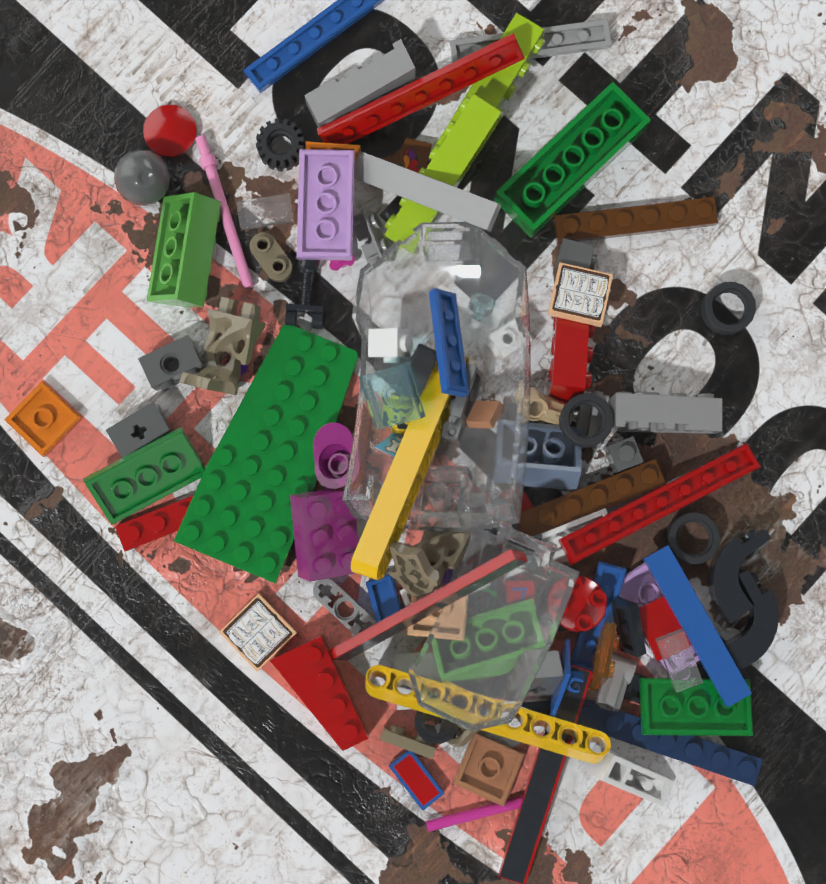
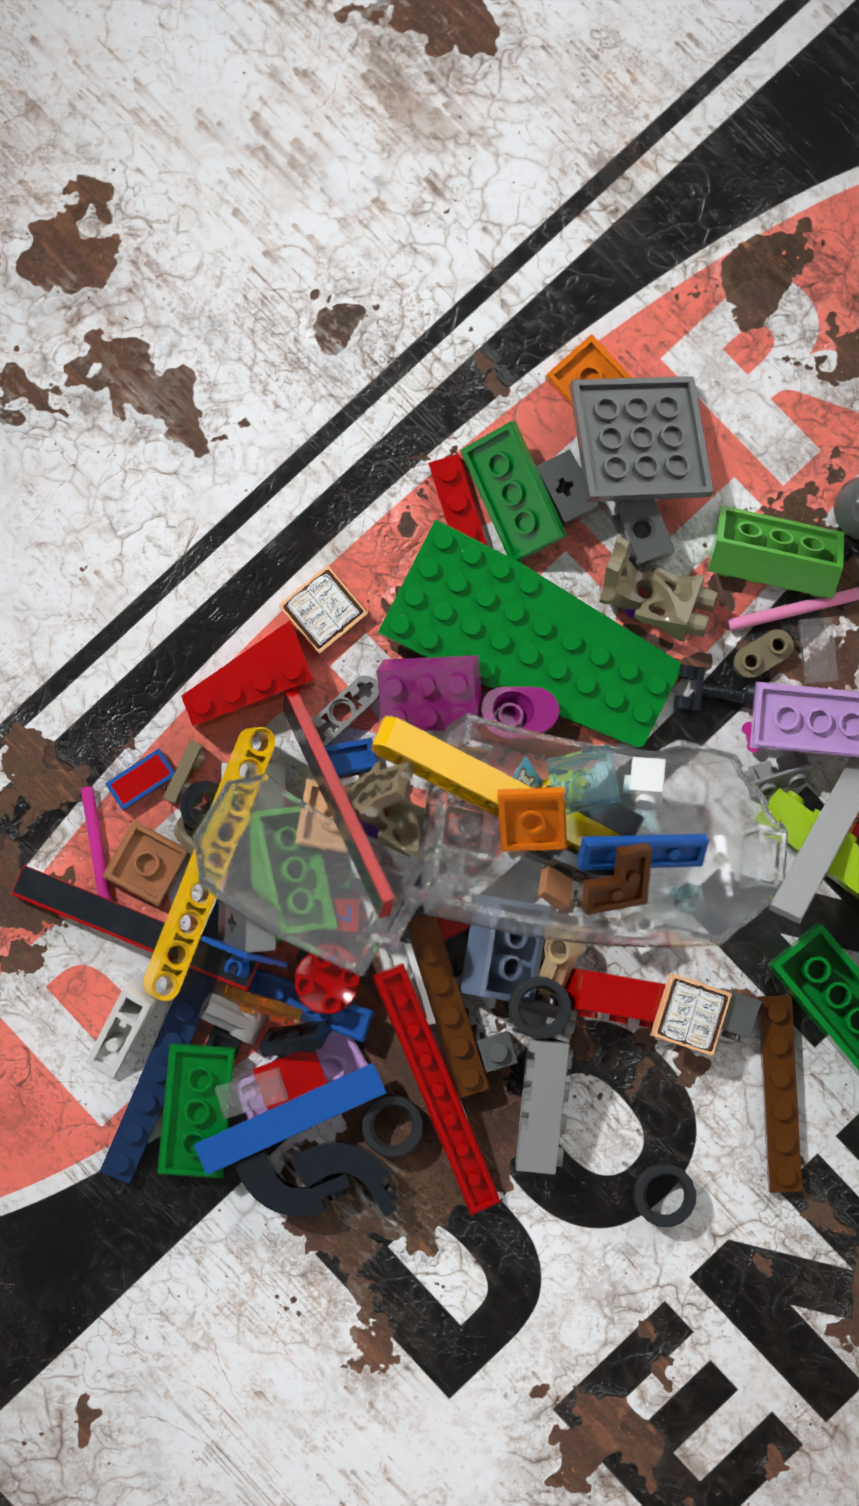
camera: 90 degrees right, 0 degrees up
(93, 370) = (640, 439): none -> dark grey plate
(429, 436) = (532, 819): none -> orange tile
(481, 354) = (626, 887): none -> reddish brown plate

